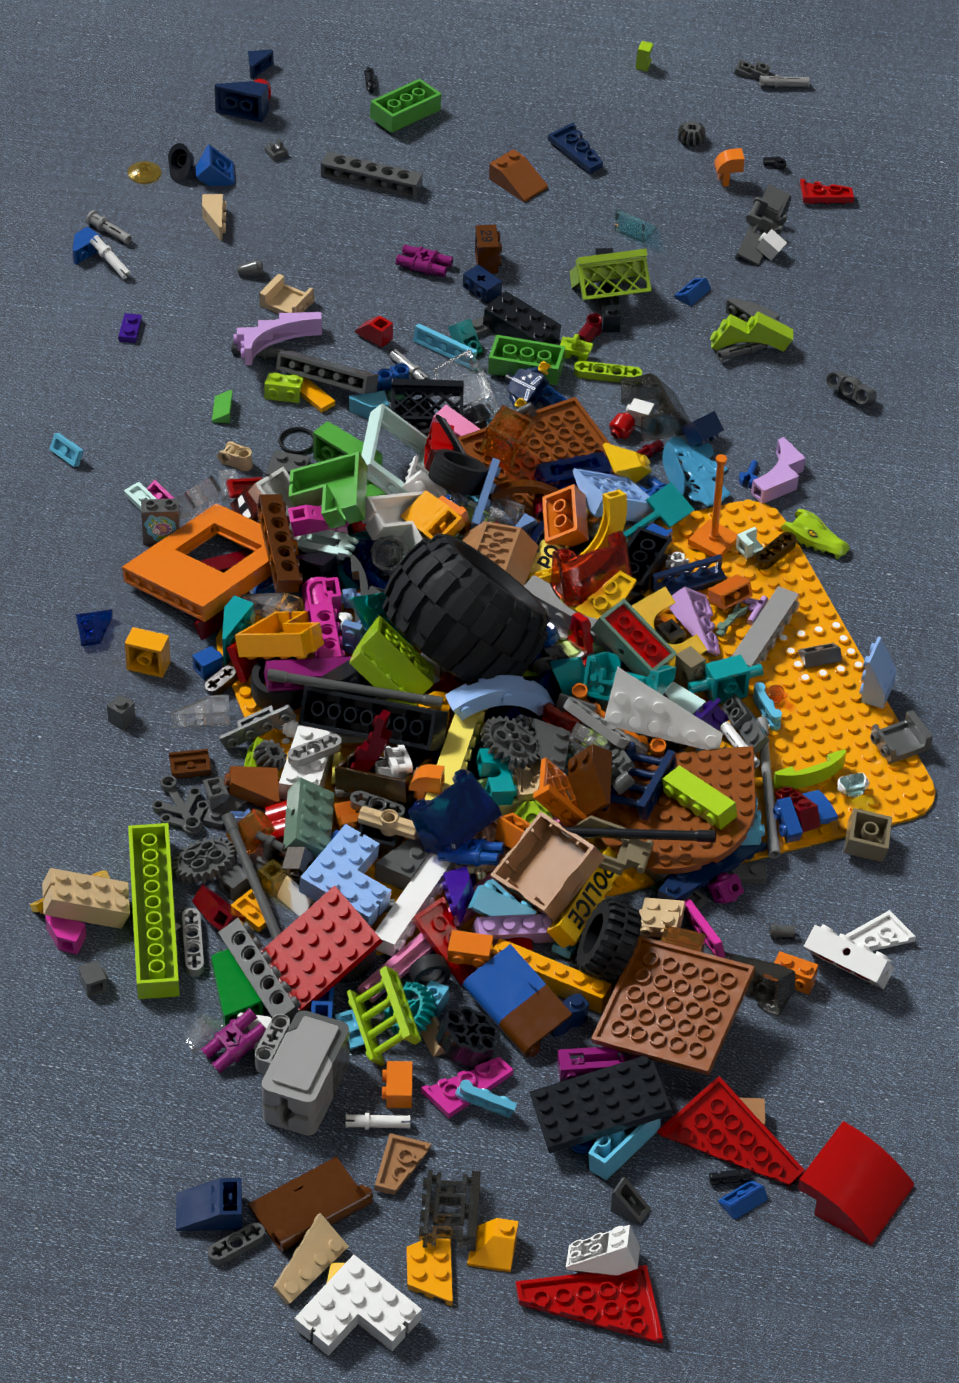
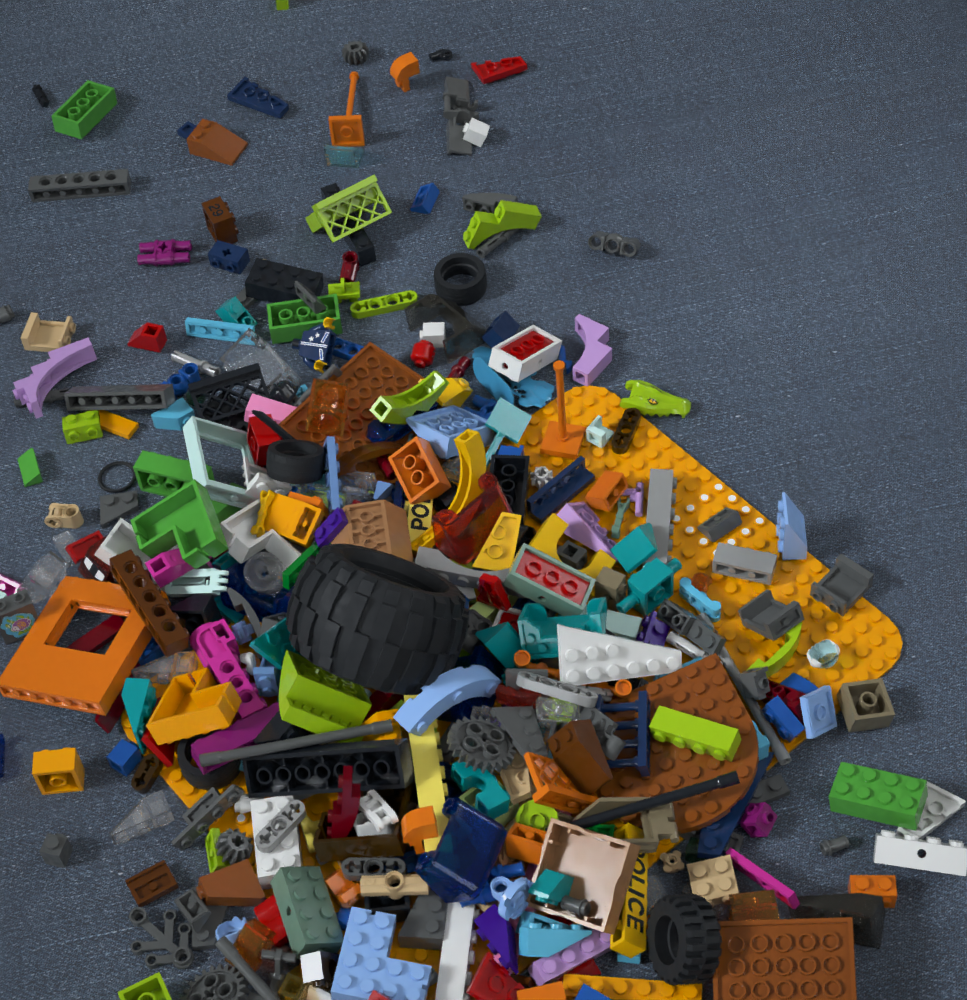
camera: 15 degrees left, 5 degrees up
(418, 493) = (265, 500): none -> yellow piece
(468, 532) = (330, 527): none -> dark purple plate
(482, 861) = (514, 898): none -> light blue tile
(493, 154) = (186, 129): none -> dark blue plate
(519, 867) = (551, 887): none -> teal slope
(532, 888) = (581, 907): none -> dark grey pin
(537, 341) = (309, 298): none -> dark grey slope
(594, 455) = (421, 397): none -> lime arch
(635, 896) = (669, 867): none -> tan plate
(647, 202) = (348, 129): none -> orange tile
(689, 358) = (460, 264): none -> black tyre
(700, 451) = (525, 353): none -> white brick
(729, 641) = (635, 547): none -> teal slope
(777, 782) = (755, 683): none -> dark grey brick
(820, 737) = (770, 616): none -> dark grey panel
(821, 824) = (818, 712): none -> light blue tile
(823, 691) = (744, 563): none -> light grey brick
(839, 904) = (878, 795): none -> bright green brick

